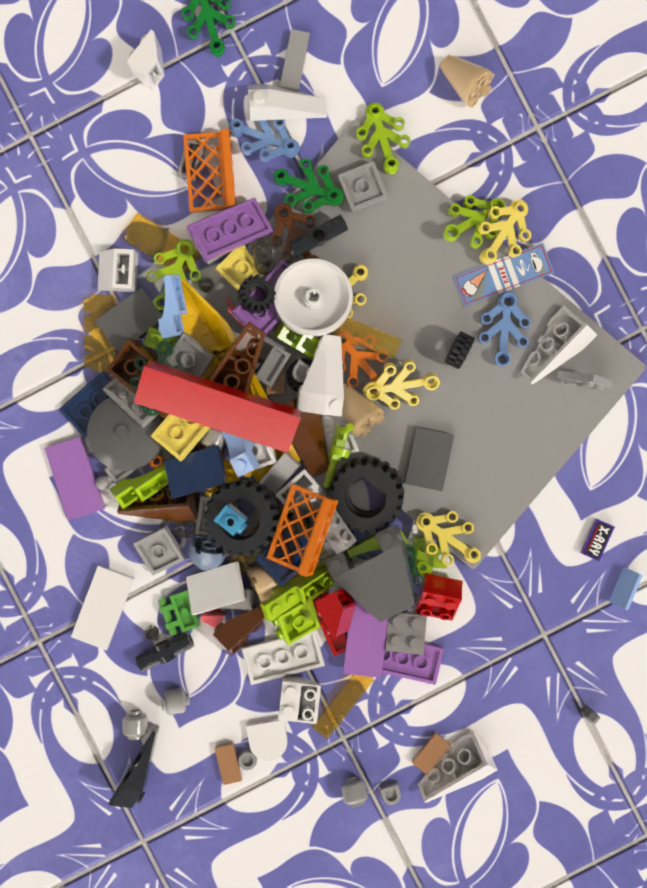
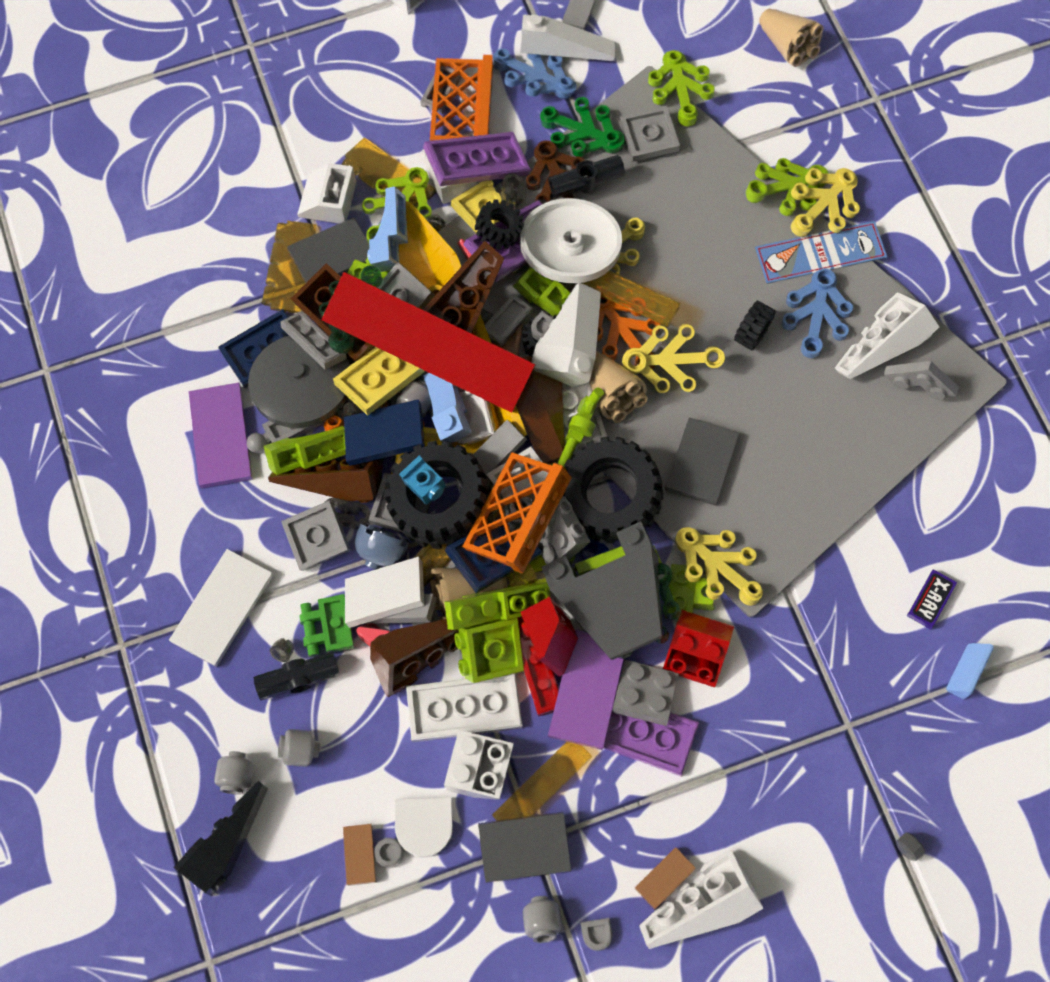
camera: 15 degrees right, 20 degrees down
(336, 746) = (524, 847): none -> dark grey tile

